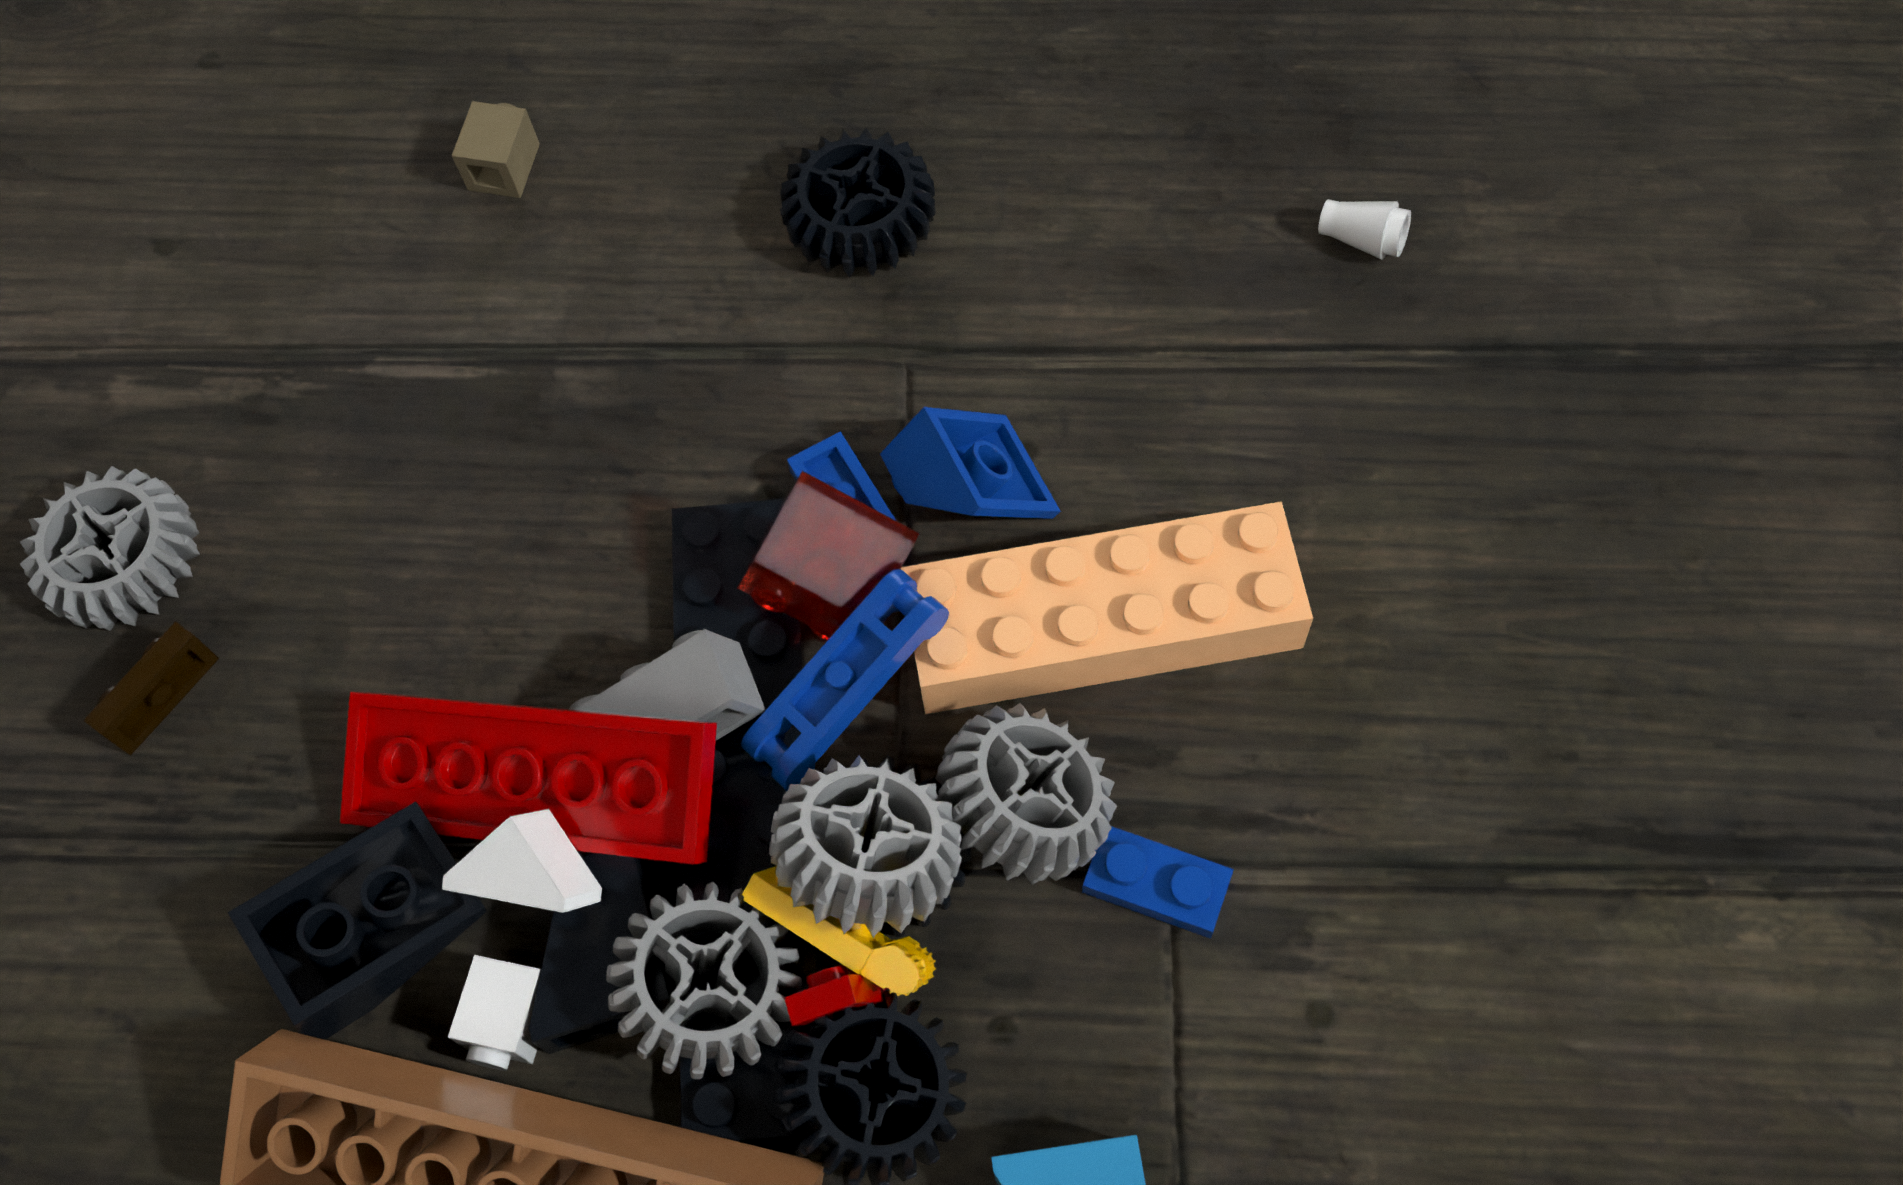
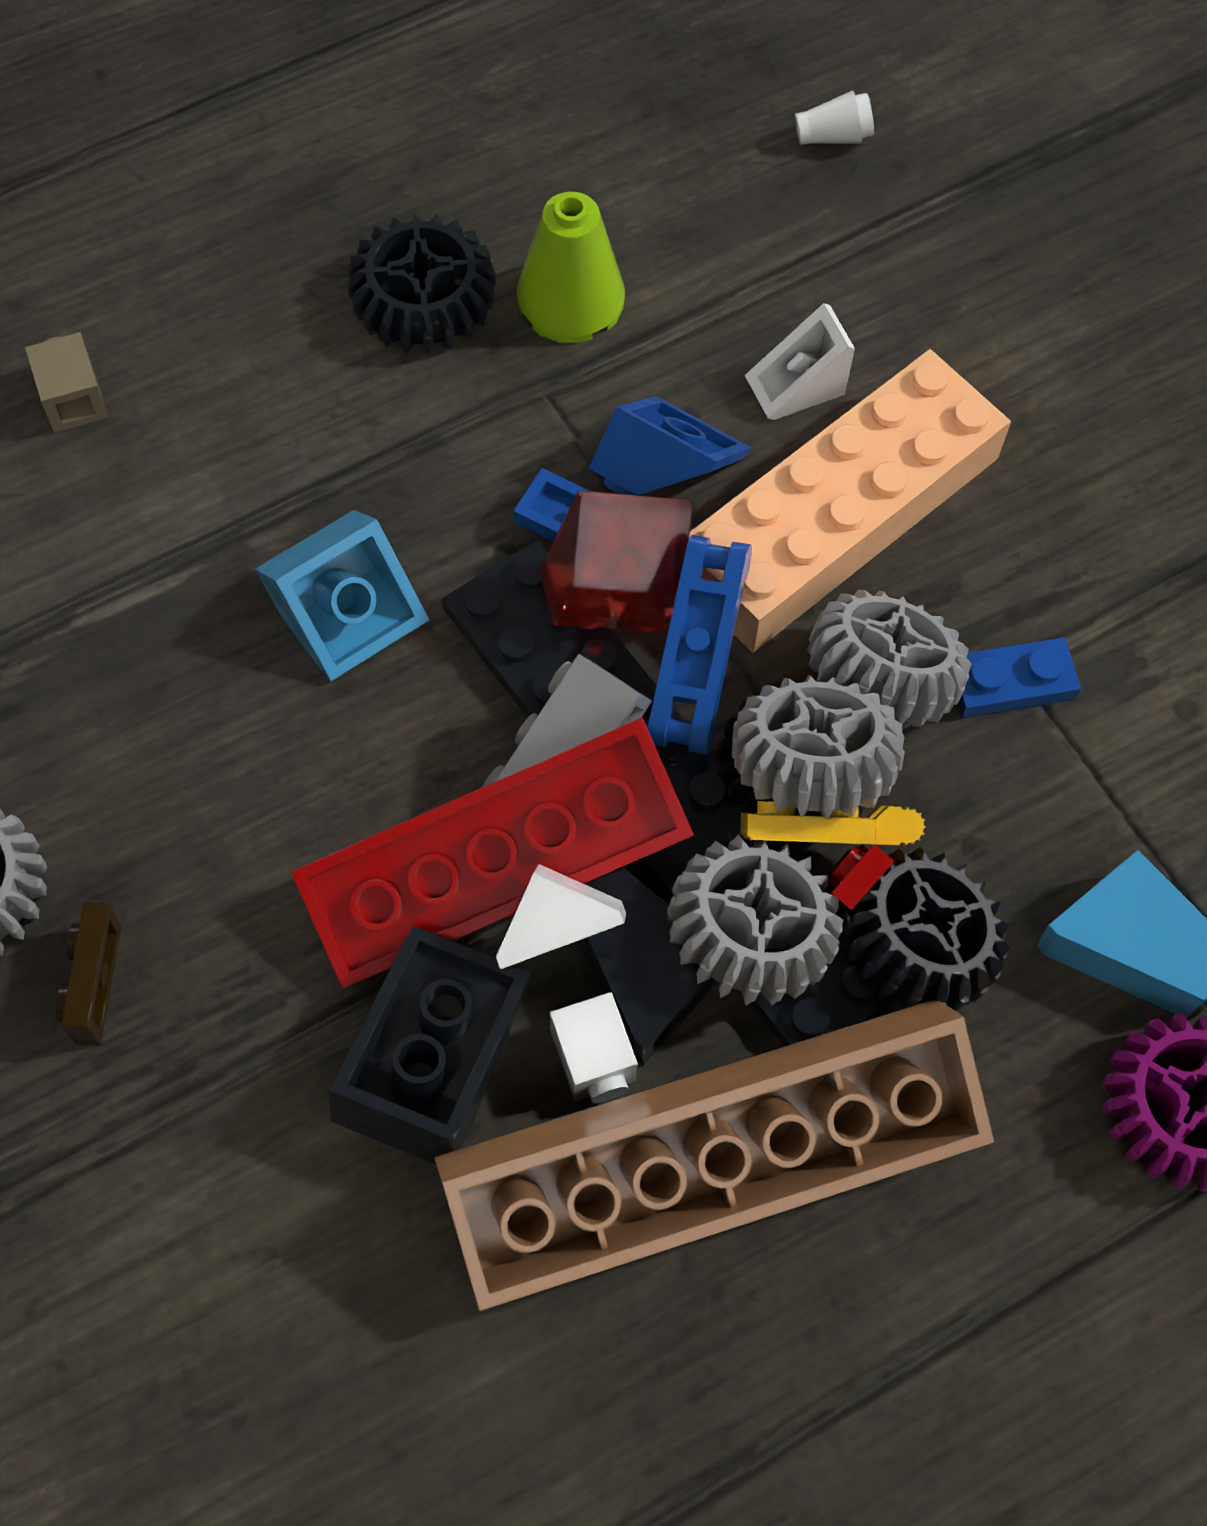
camera: 40 degrees left, 0 degrees up
(586, 459) = (343, 593): none -> dark azure slope
(993, 257) = (570, 273): none -> lime cone
(1154, 458) = (805, 367): none -> white slope

